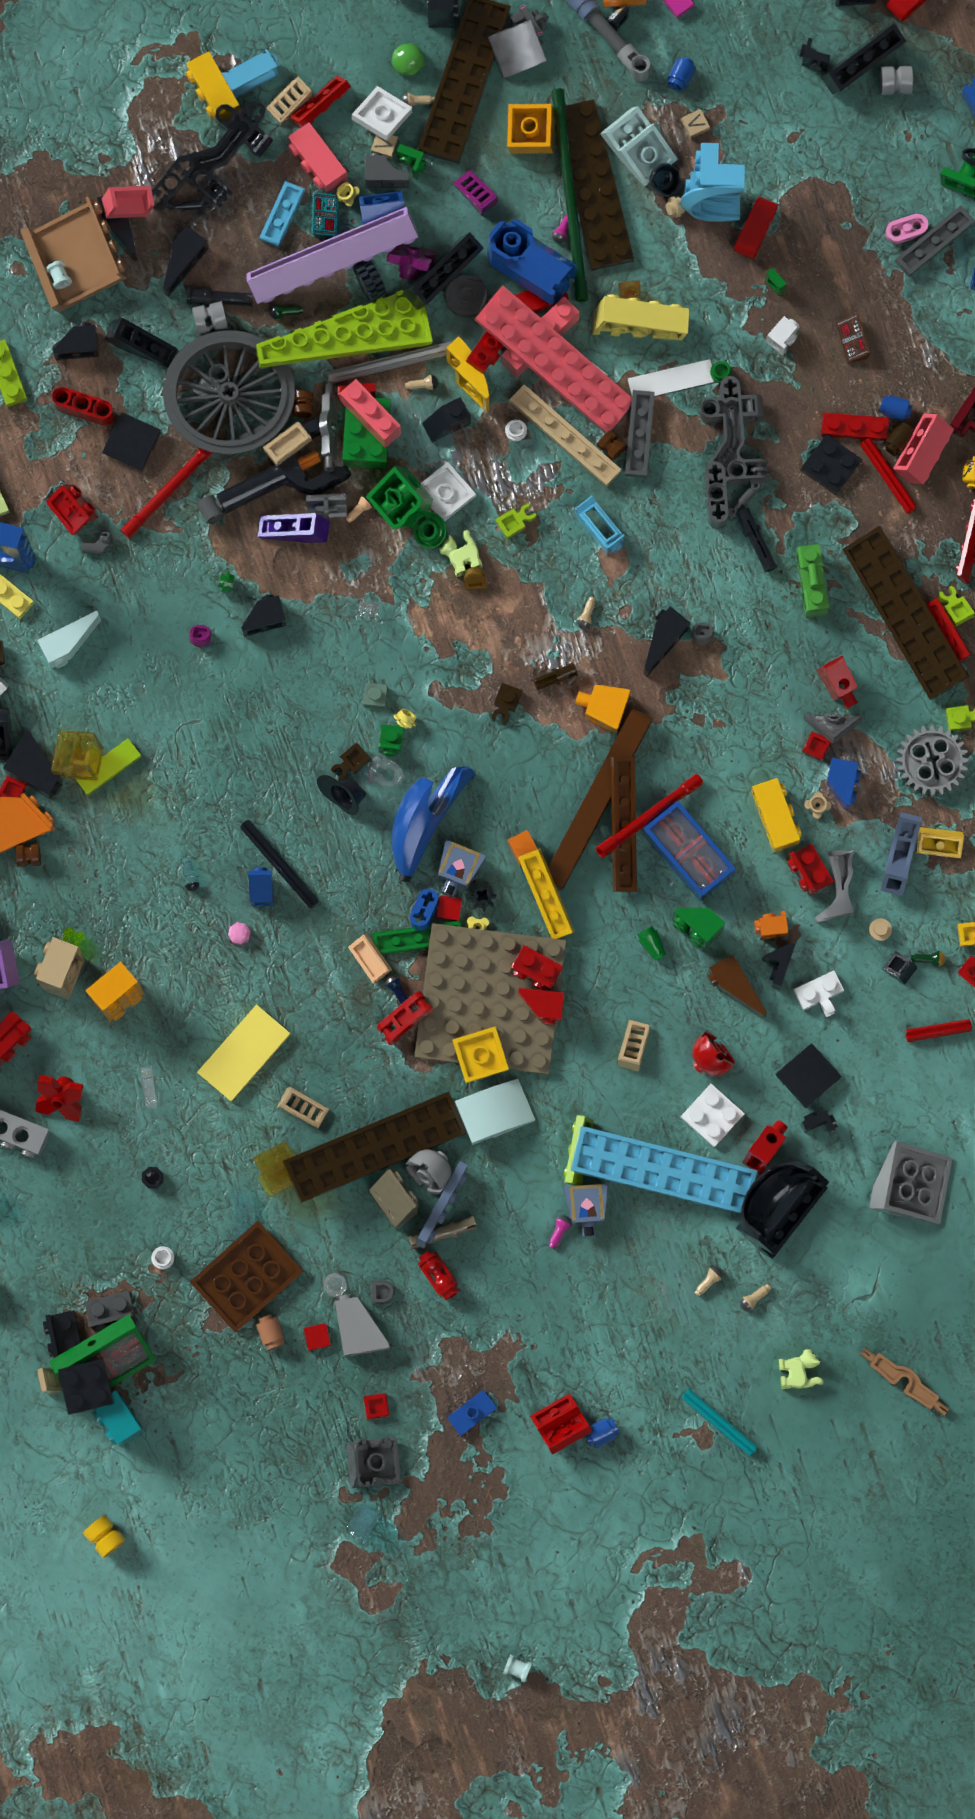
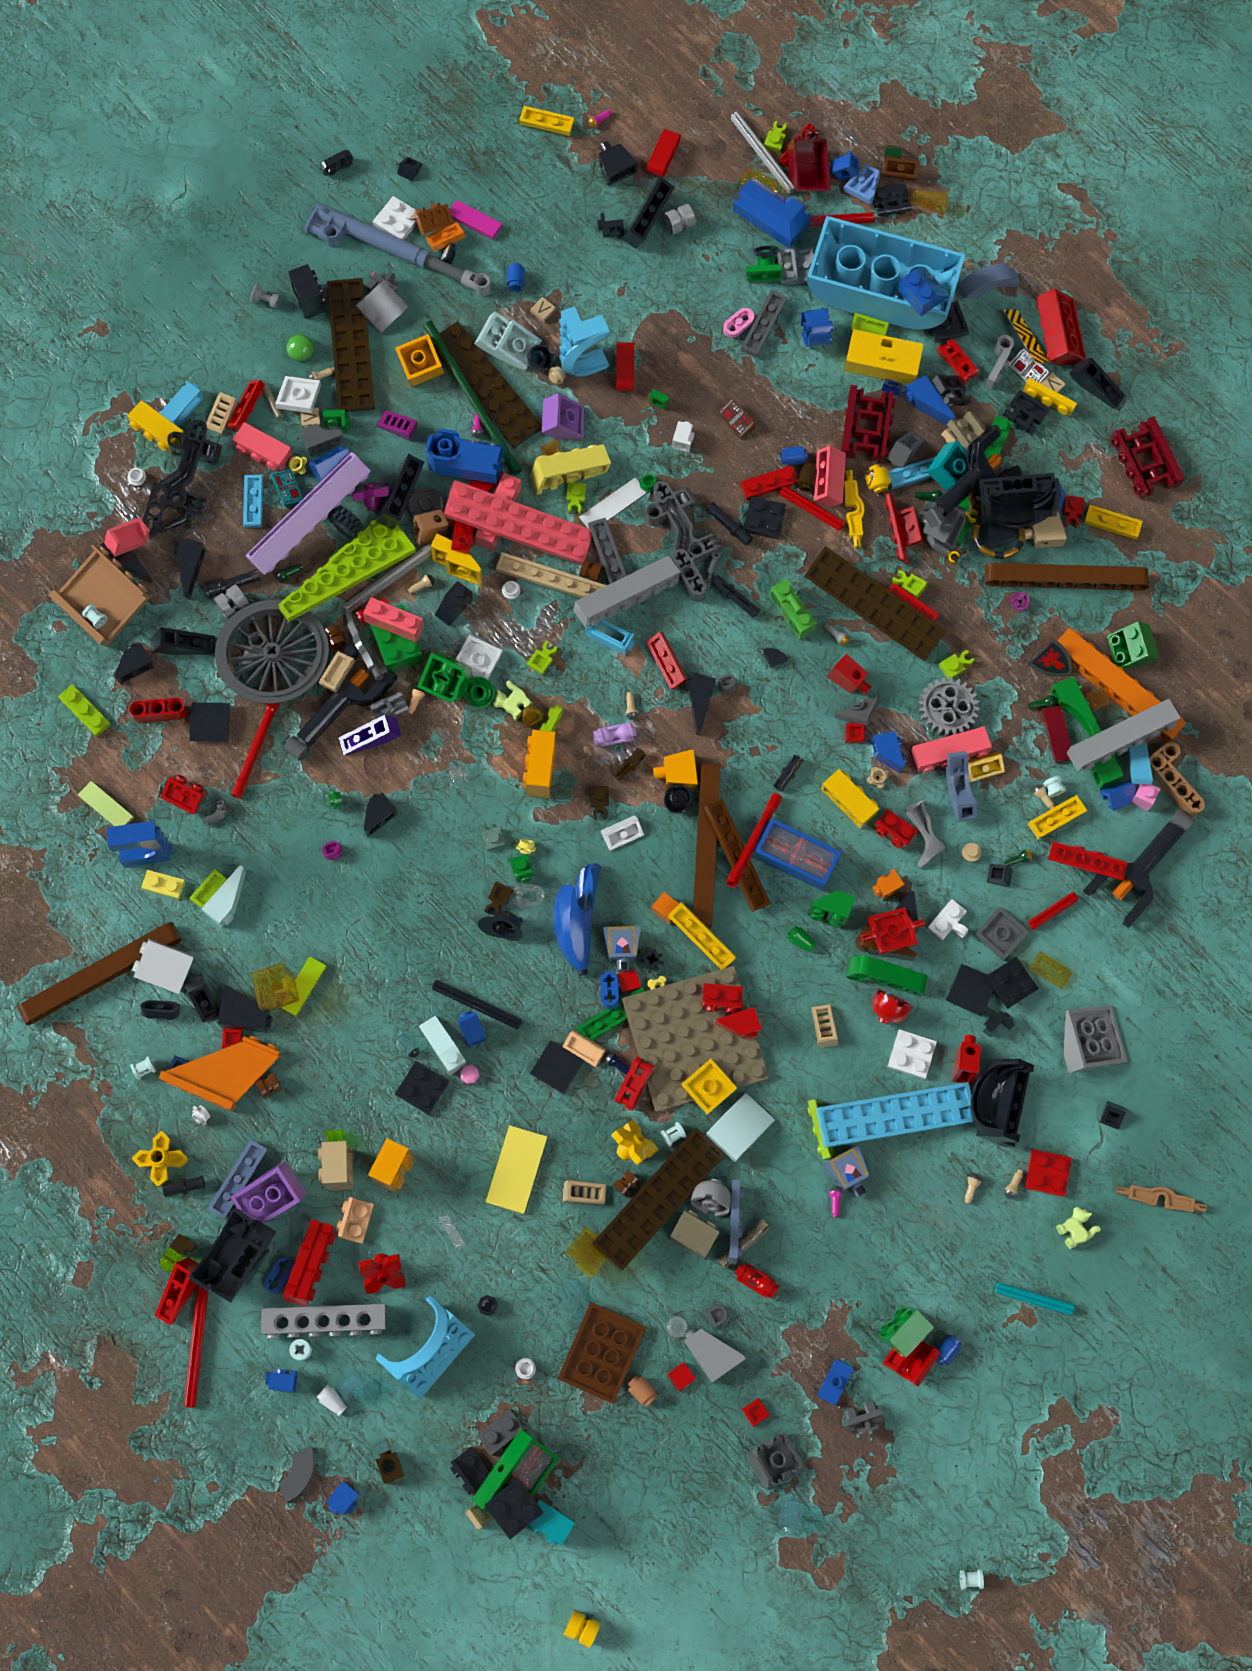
camera: 30 degrees left, 5 degrees down
(54, 621) = (208, 888): none -> lime plate
(56, 1032) = (355, 1220): none -> light nougat bracket
(76, 1203) = (428, 1364): none -> medium azure piece
(169, 135) = (136, 477): none -> white plate
(184, 926) = (422, 1088): none -> black plate
(224, 891) = (443, 1045): none -> light aqua slope
(333, 966) = (557, 1067): none -> black tile
(350, 104) = (277, 412): none -> dark tan piece
(350, 1117) = (626, 1184): none -> reddish brown wheel
(374, 1079) = (633, 1144): none -> yellow plant
(421, 1088) = (673, 1134): none -> light aqua bush
(458, 322) = (428, 525): none -> medium nougat torso
(459, 635) = (539, 763): none -> light orange brick
(483, 1466) = (864, 1423): none -> dark grey hips
(500, 589) = (555, 714): none -> lime plate
(515, 747) = (622, 832): none -> white slope
(543, 636) = (606, 737): none -> lavender piece
(566, 1393) = (905, 1330): none -> slope
(589, 736) = (678, 798): none -> black hair
(635, 352) = (575, 495): none -> lime plate
(638, 485) = (626, 592): none -> light grey brick
(648, 580) = (667, 660): none -> plate
(659, 259) = (562, 418): none -> medium lavender slope
(722, 759) = (788, 773): none -> black pin
(726, 1021) = (886, 973): none -> green beam
(750, 976) = (892, 931): none -> red plate
(768, 625) = (774, 657): none -> black tile
(789, 458) = (733, 527): none -> black pin
(796, 1301) = (1047, 1173): none -> red plate
(852, 635) = (842, 638): none -> light grey piece
(855, 1087) = (1012, 982): none -> black plate
(870, 1030) = (1001, 933): none -> dark grey tile
(896, 1272) = (1113, 1115): none -> black slope
(910, 1088) = (1054, 965): none -> clear yellow slope
(931, 506) = (854, 518): none -> yellow piece
(934, 810) = (934, 753): none -> coral brick

